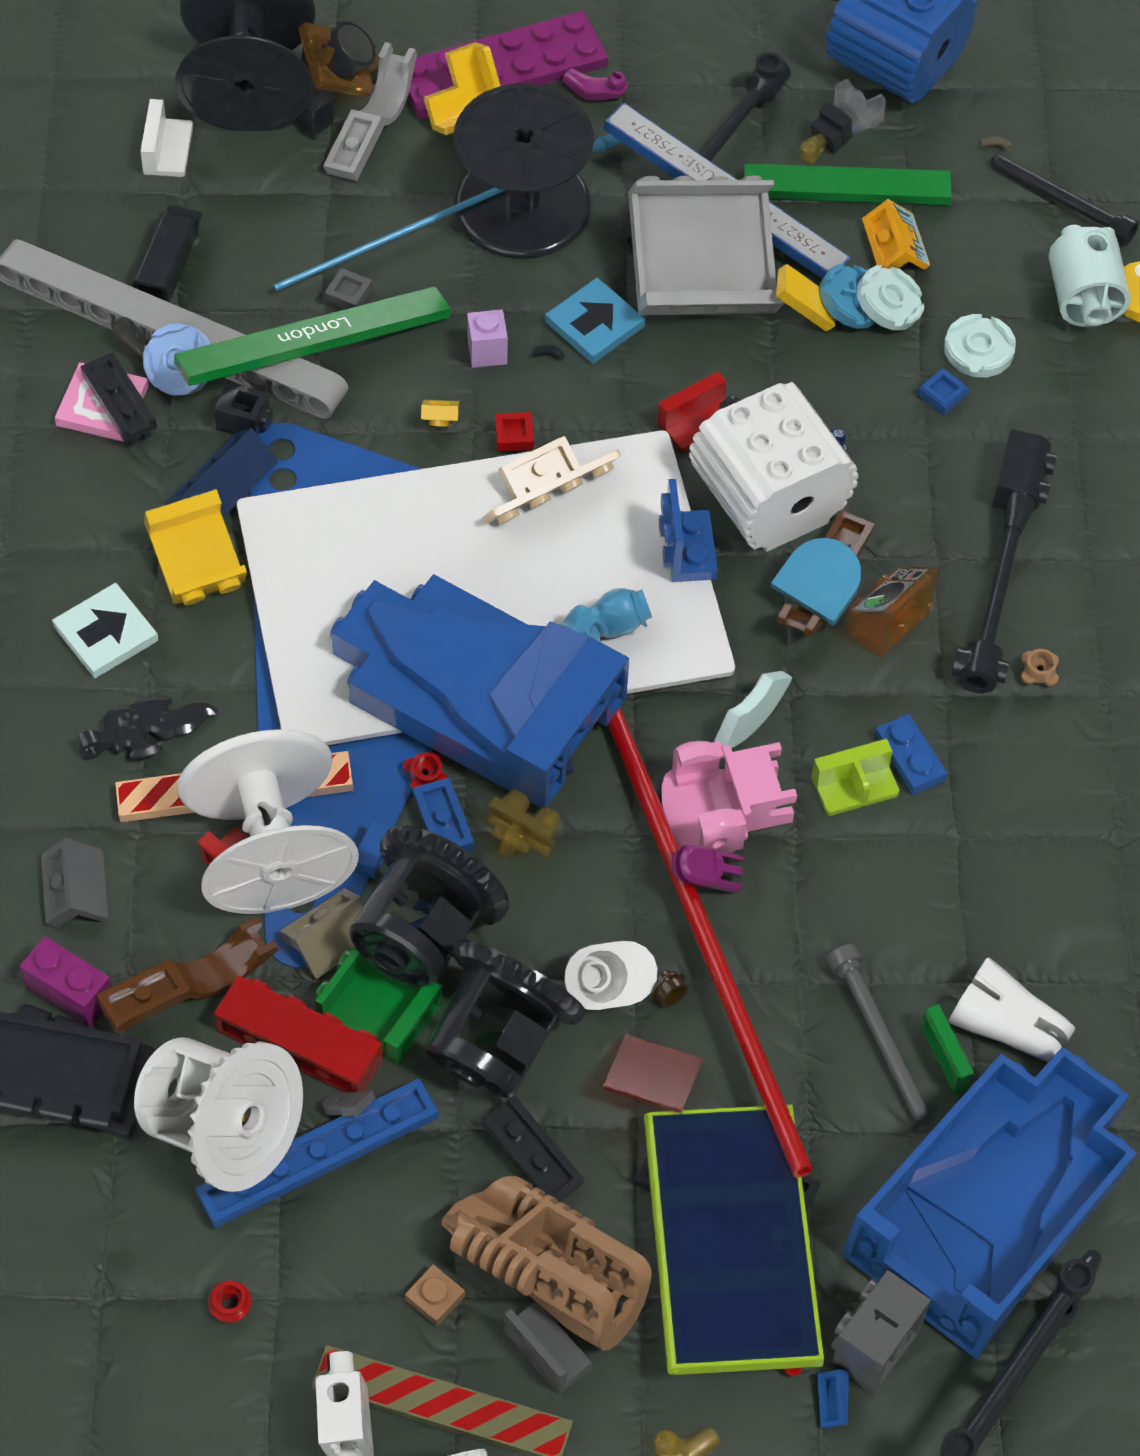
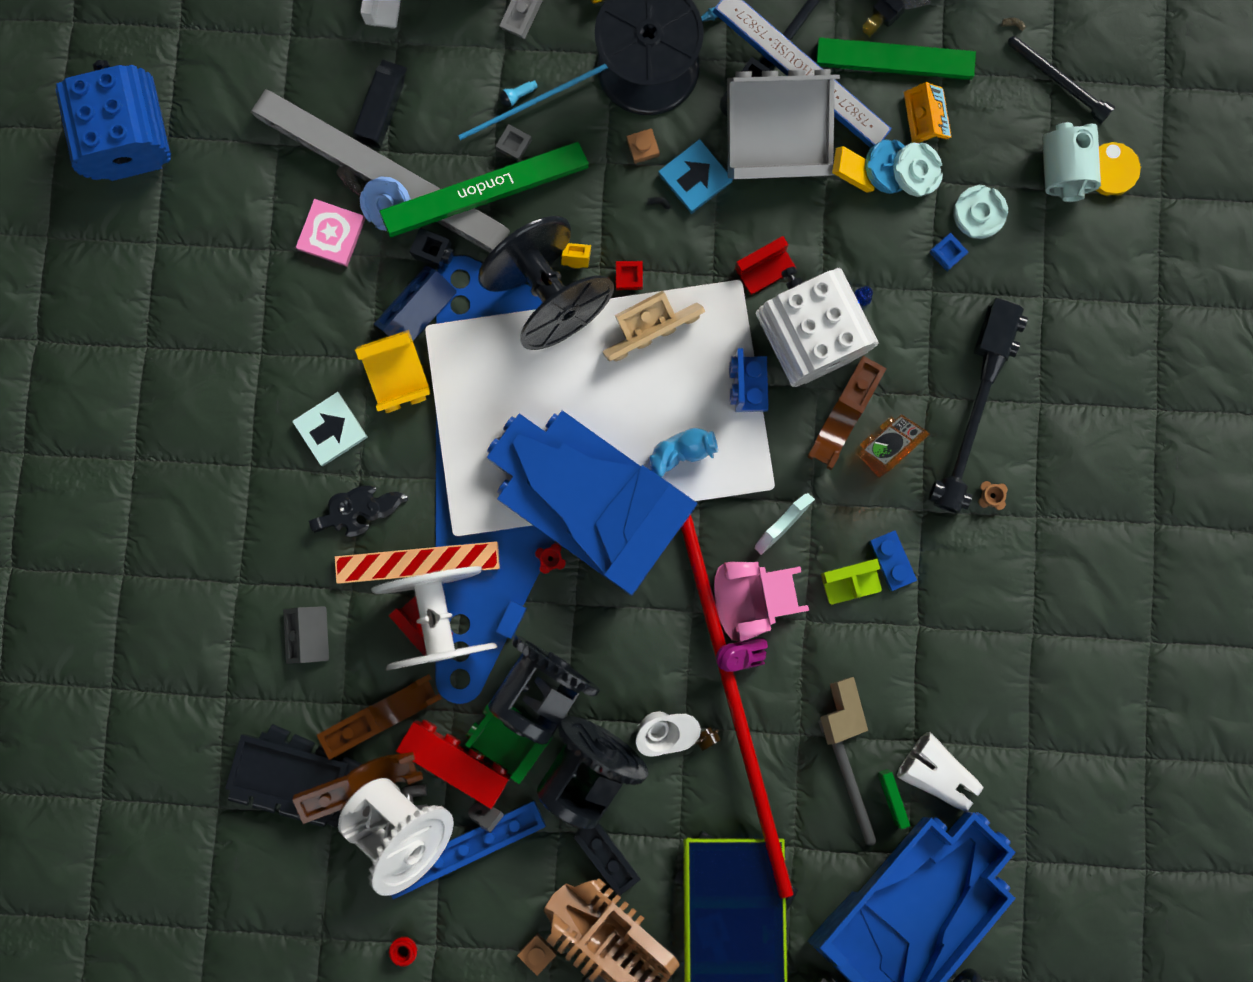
camera: 10 degrees right, 25 degrees up
(64, 981) = (298, 714): magenta brick -> none
(118, 1074) = (334, 794): none -> reddish brown piece
(119, 398) = (341, 234): black hinge -> none
(324, 931) = (476, 681): dark tan panel -> none
(340, 242) = (509, 97): none -> medium azure piece
(382, 400) = (527, 258): none -> black piece
(442, 812) = (560, 598): blue plate -> none
(487, 338) = (614, 193): lavender brick -> none
(519, 829) = (606, 598): clear yellow hips -> none
(522, 290) = (643, 146): none -> medium nougat plate
(653, 1073) = (691, 808): clear red piece -> none
(821, 578) = (843, 419): dark azure tile -> none
(863, 940) = (849, 717): none -> dark tan tile

